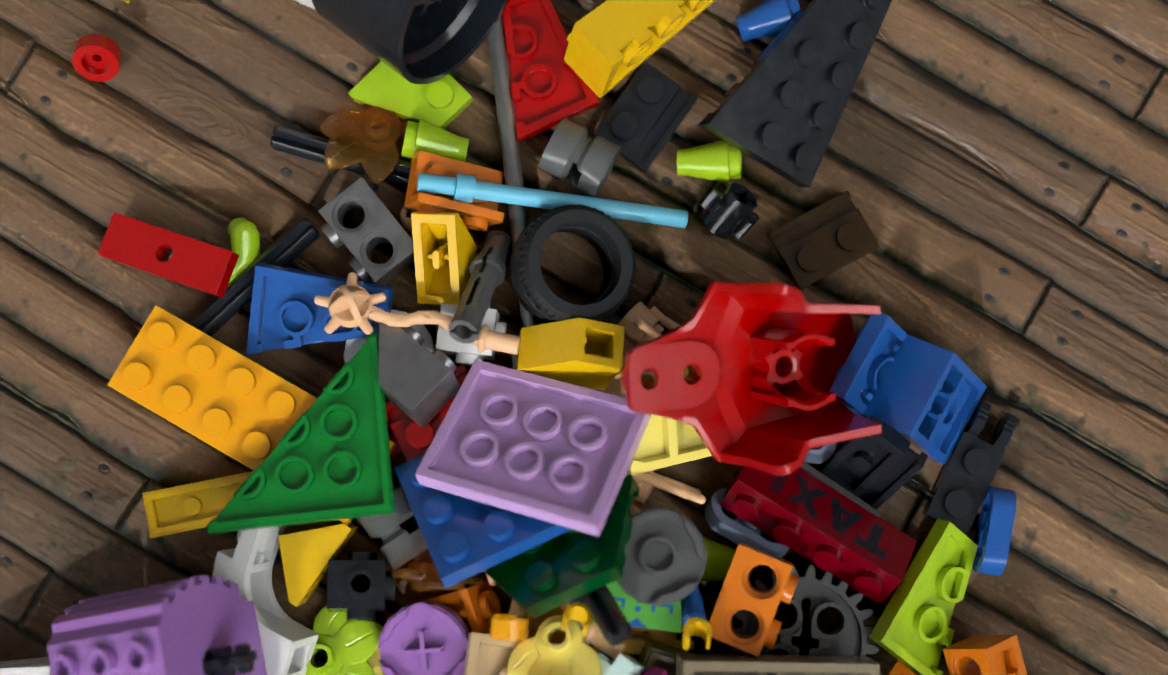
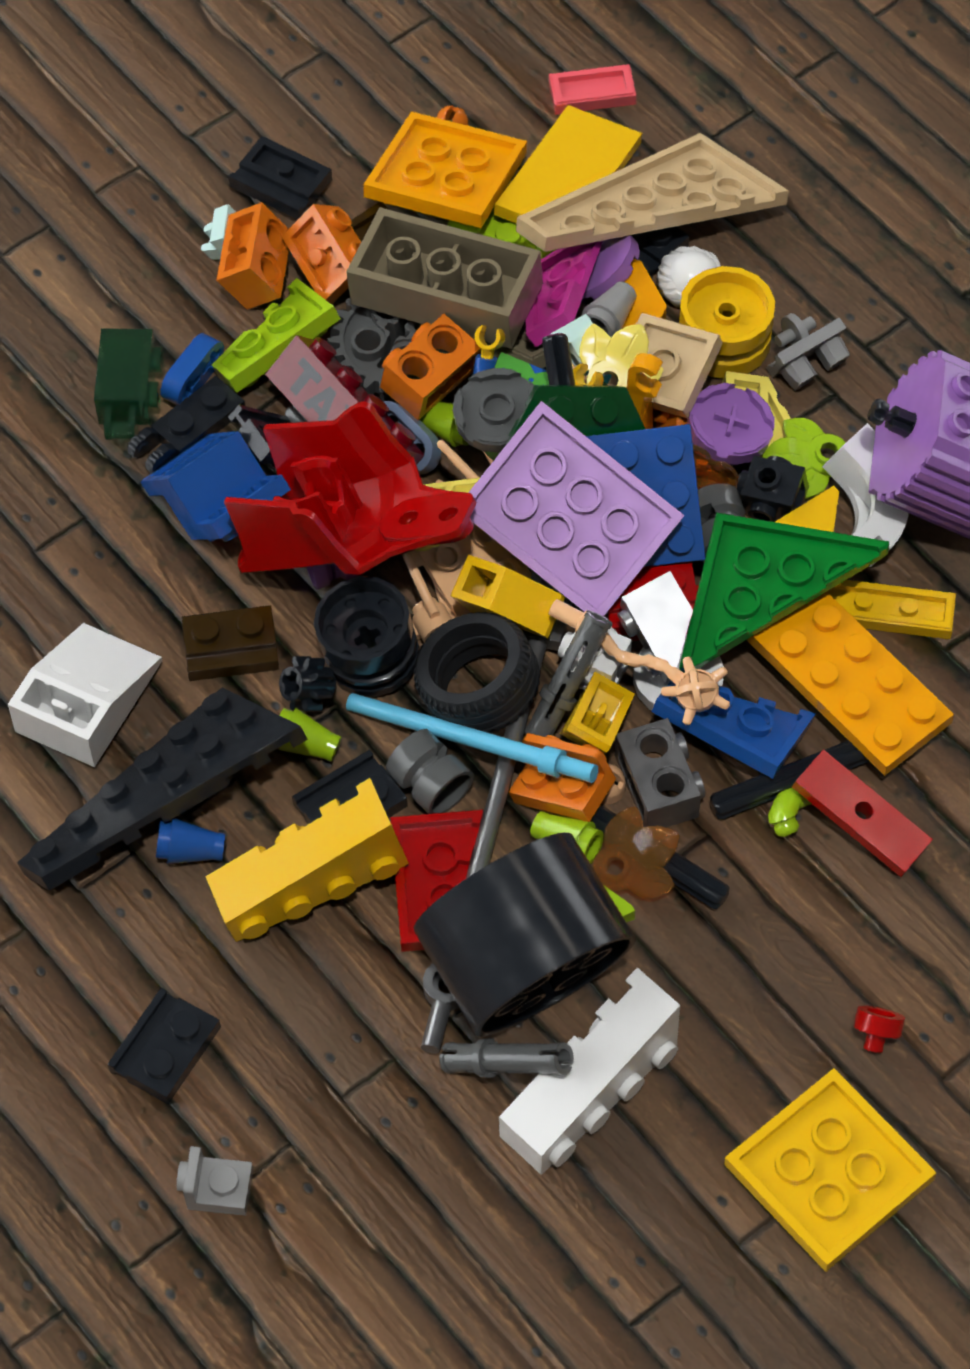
camera: 155 degrees left, 25 degrees down
(694, 242) = (362, 616): none -> black wheel
(934, 130) = (82, 693): none -> white slope
(1052, 490) = (126, 381): none -> clear green brick

